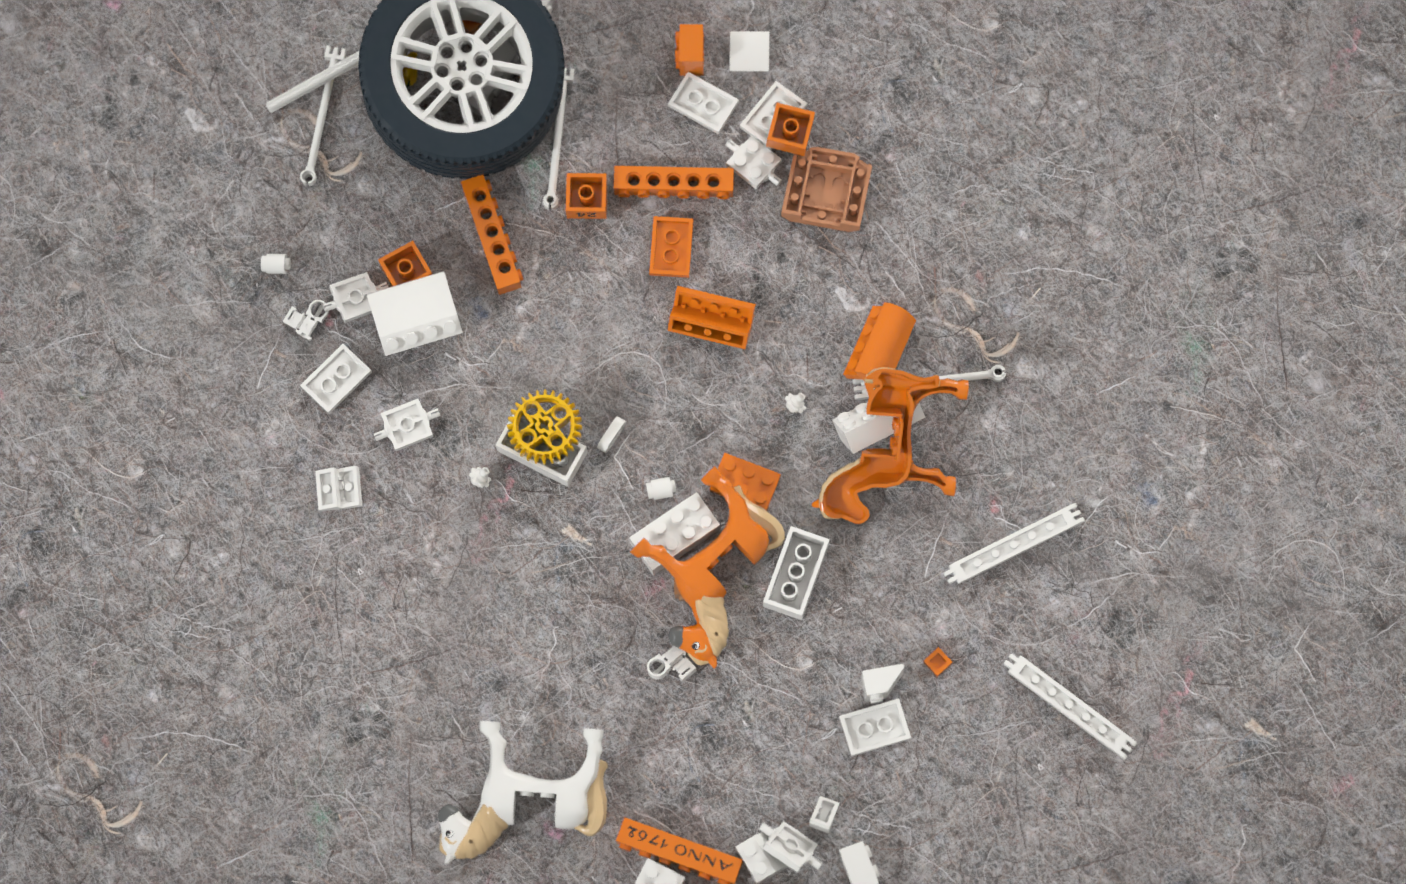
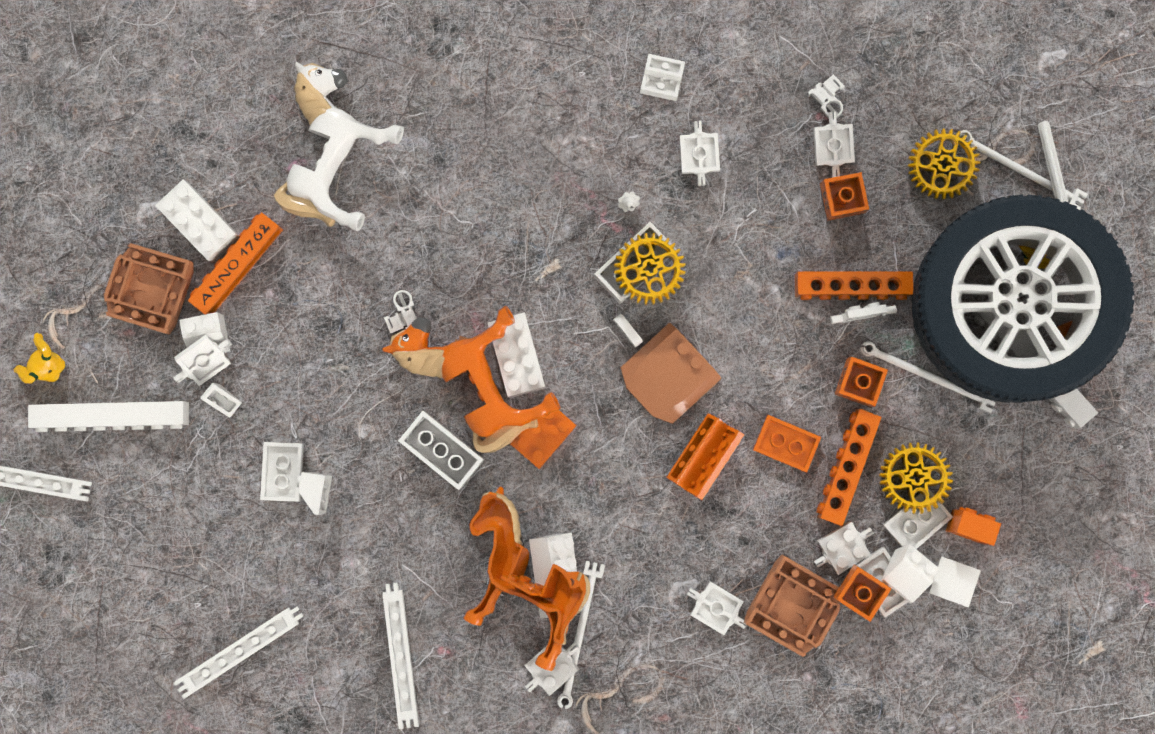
camera: 105 degrees right, 10 degrees up
(275, 263) = (890, 84): white brick -> none
(336, 378) = (763, 105): white plate -> none
(340, 175) = (953, 162): none -> yellow gear
(414, 313) = (798, 189): white slope -> none
(514, 210) = (856, 313): none -> white plate
(637, 121) = (911, 483): none -> yellow gear
(642, 381) = (668, 375): none -> nougat wedge
(661, 488) = (562, 357): white brick -> none
(756, 93) = (909, 573): none -> white slope
(795, 403) = (599, 505): white plant -> none
(855, 260) = (716, 608): none -> white plate
(880, 340) = (626, 601): orange brick -> none
(937, 662) = (320, 548): orange tile -> none
(978, 400) = (552, 680): none -> white plate

